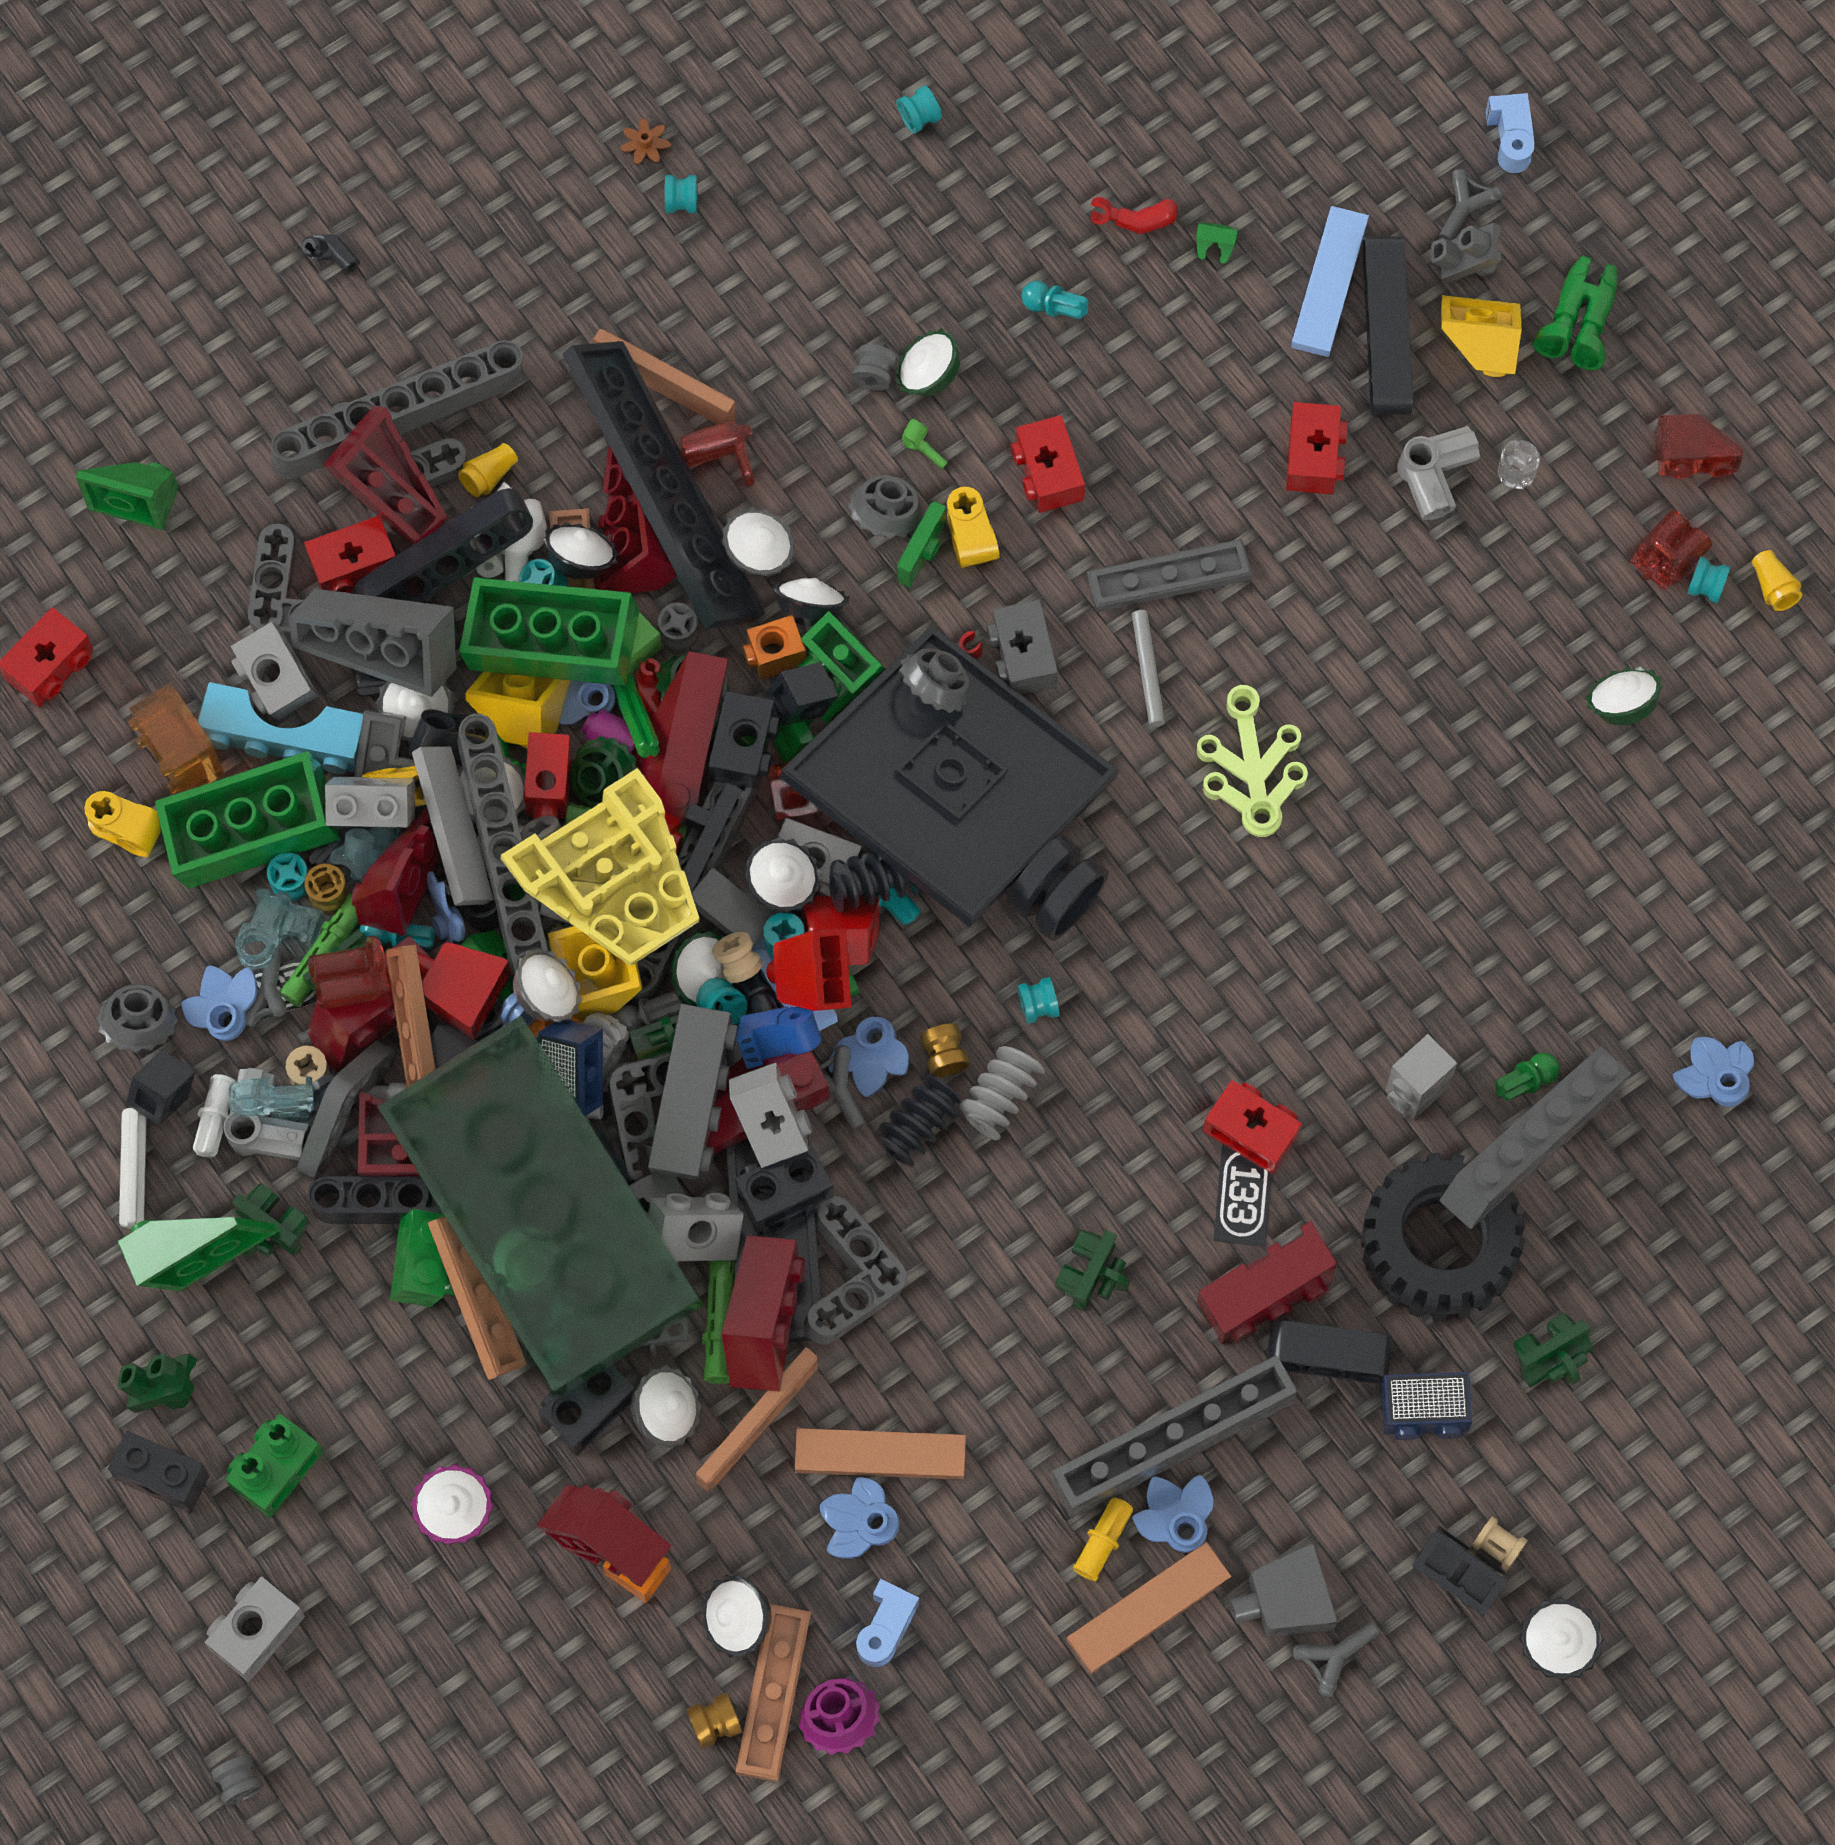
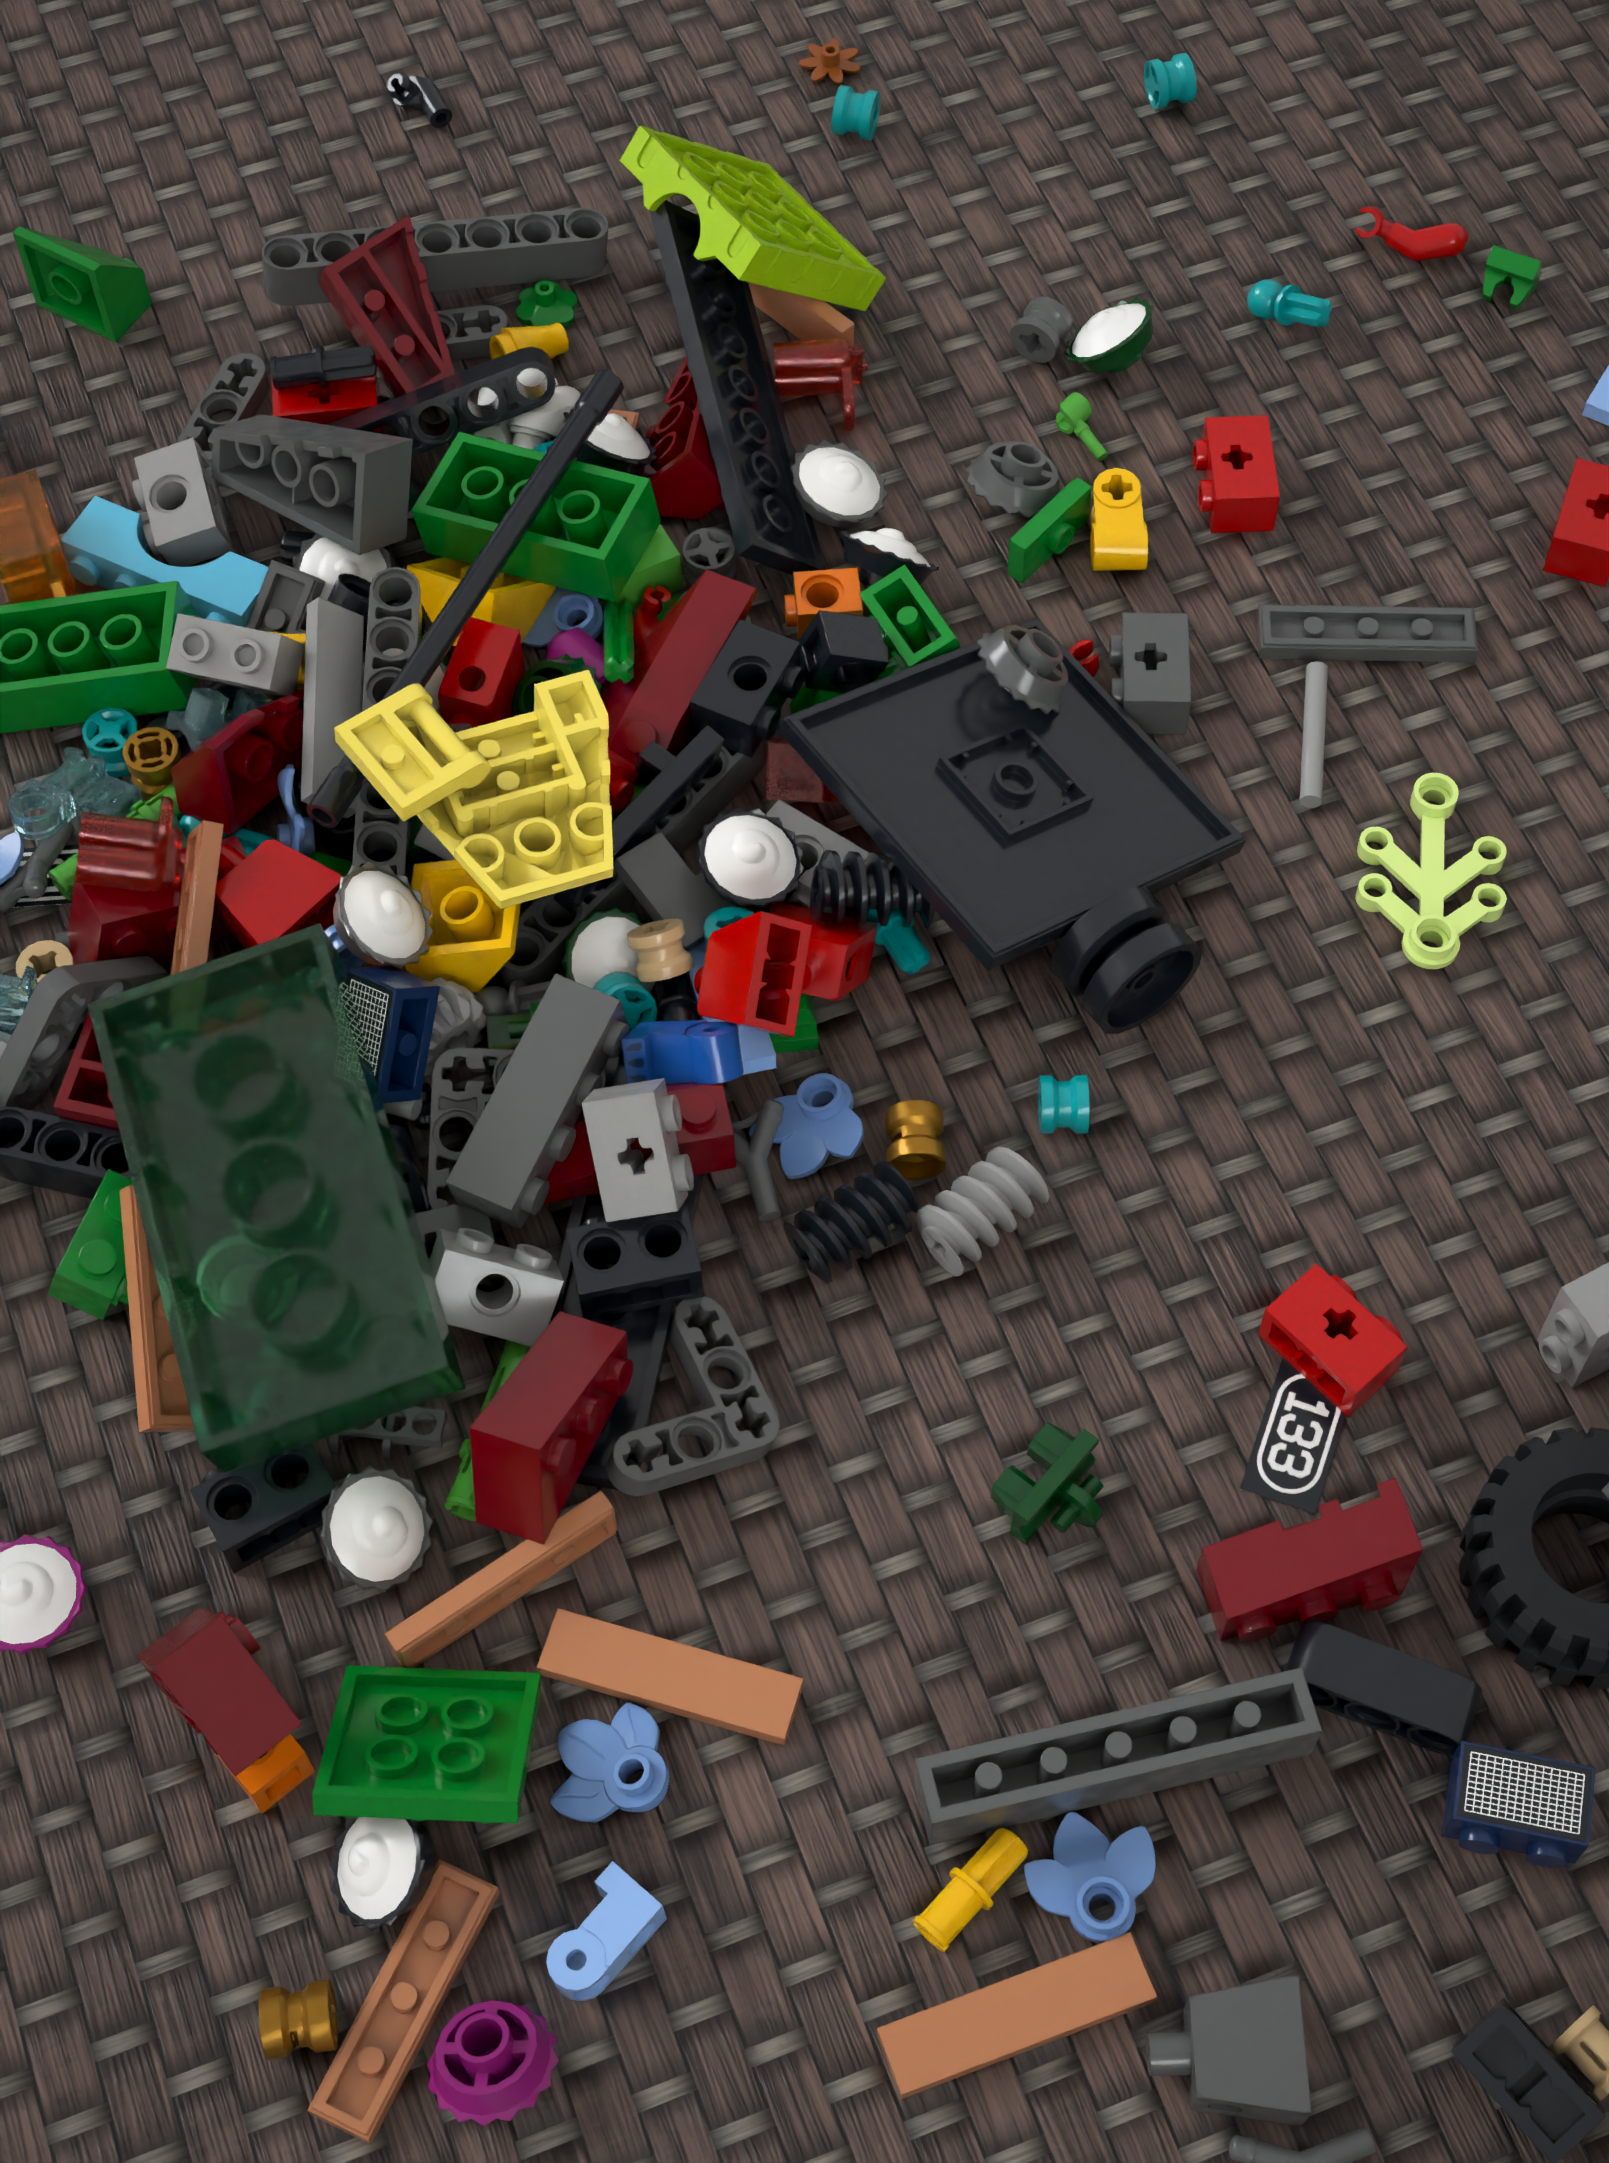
camera: 15 degrees right, 10 degrees down
(348, 536) = (323, 367): none -> black axle
(487, 430) = (546, 305): none -> green plant
(492, 891) = (589, 411): none -> black piece
(532, 878) = (397, 760): none -> light yellow plate
(645, 334) = (753, 220): none -> lime piece
(746, 1535) = (428, 1745): none -> green plate

